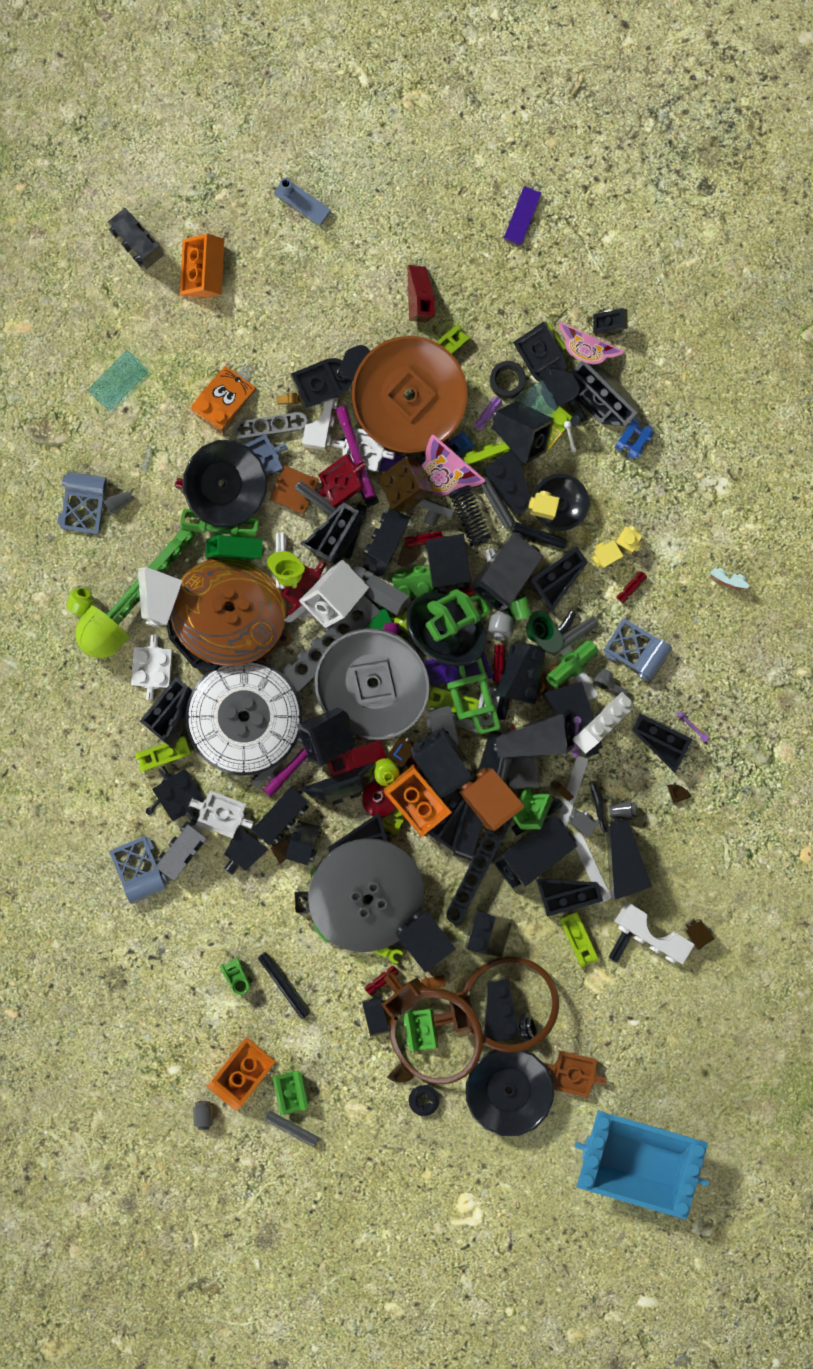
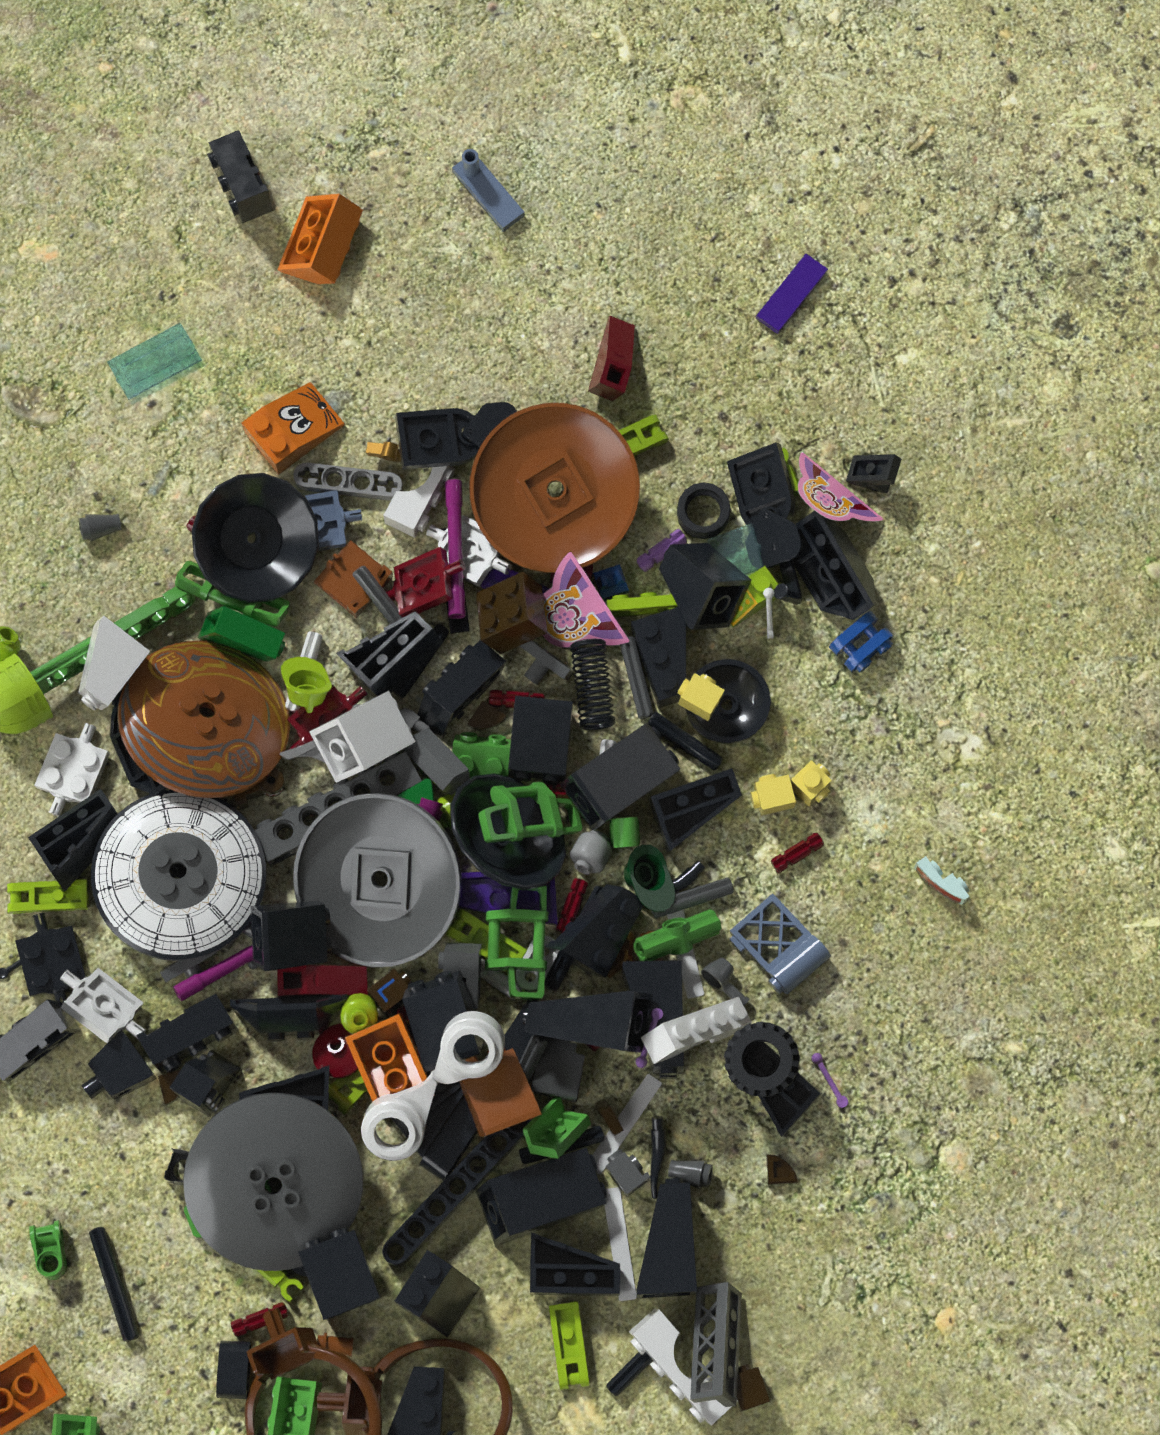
camera: 25 degrees right, 10 degrees down
(82, 486) = (56, 489): sand blue piece -> none
(441, 822) = (414, 1103): none -> white piece
(658, 745) = (737, 1068): none -> black tyre
(678, 914) = (725, 1346): none -> dark grey fence

